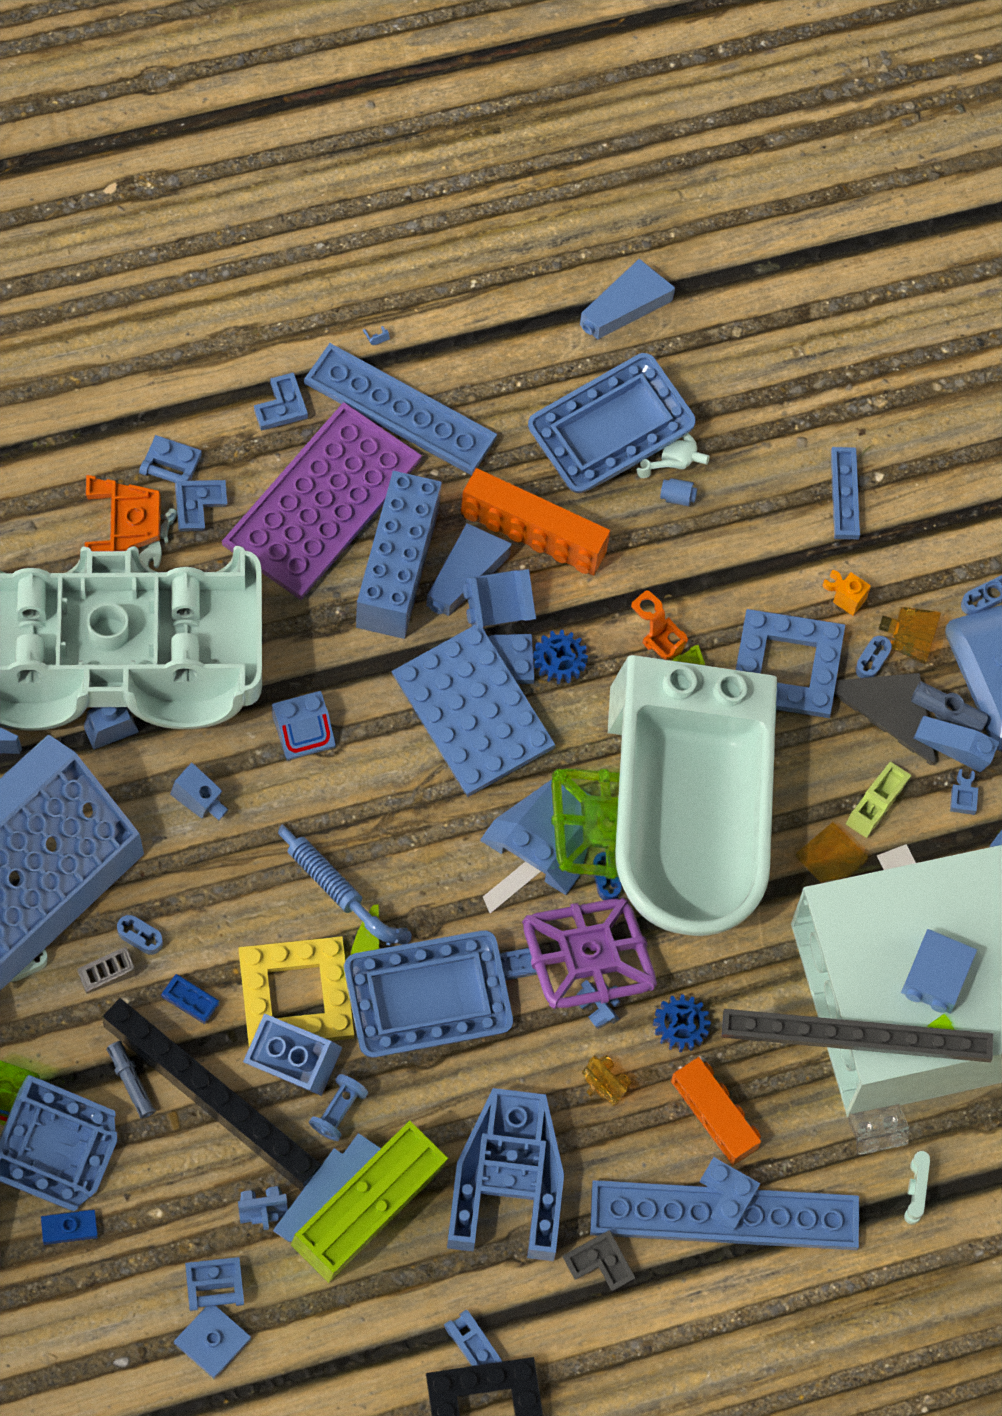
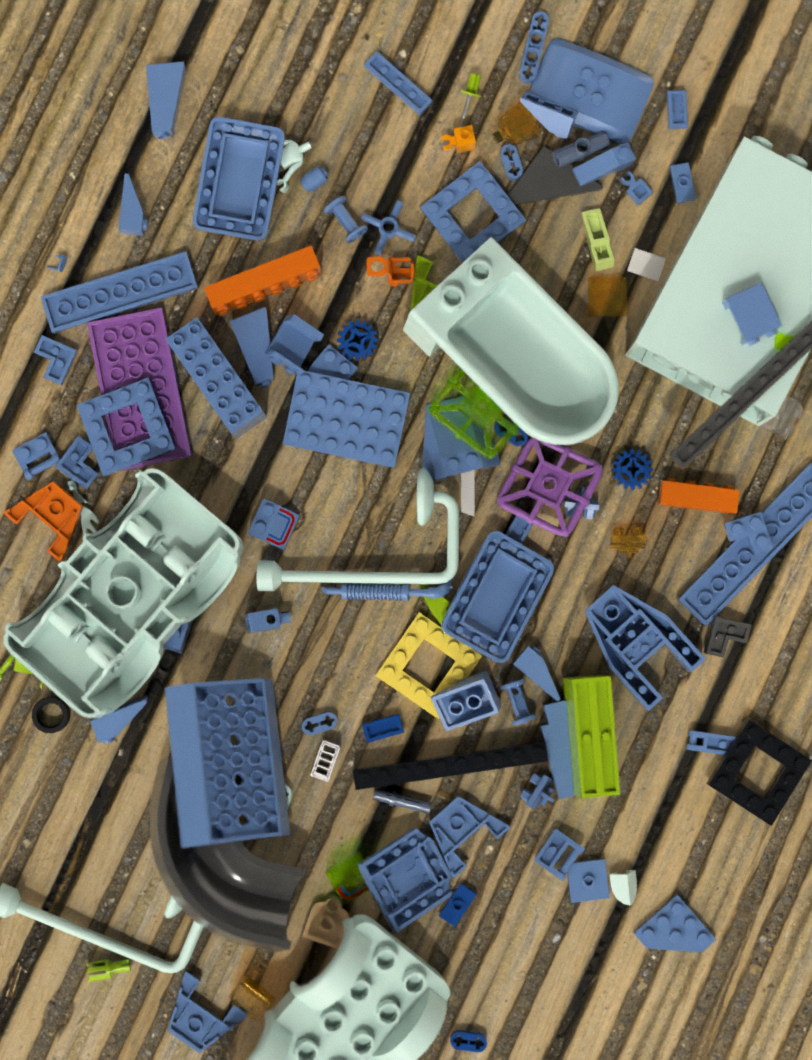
camera: 45 degrees left, 20 degrees up
(157, 1155) = (456, 824): none -> medium blue wing
(240, 1382) = (624, 886): none -> light aqua brick
(262, 473) = (92, 418): none -> medium blue plate
(388, 1097) = (535, 668): none -> medium blue slope
(459, 839) = (271, 574): none -> light aqua piece
(485, 360) = (132, 216): none -> medium blue slope
(671, 532) = (345, 219): none -> medium blue hose
(698, 604) = (388, 234): none -> medium blue bar
(903, 563) = (471, 90): none -> lime piece
(954, 653) = (551, 115): none -> medium blue slope

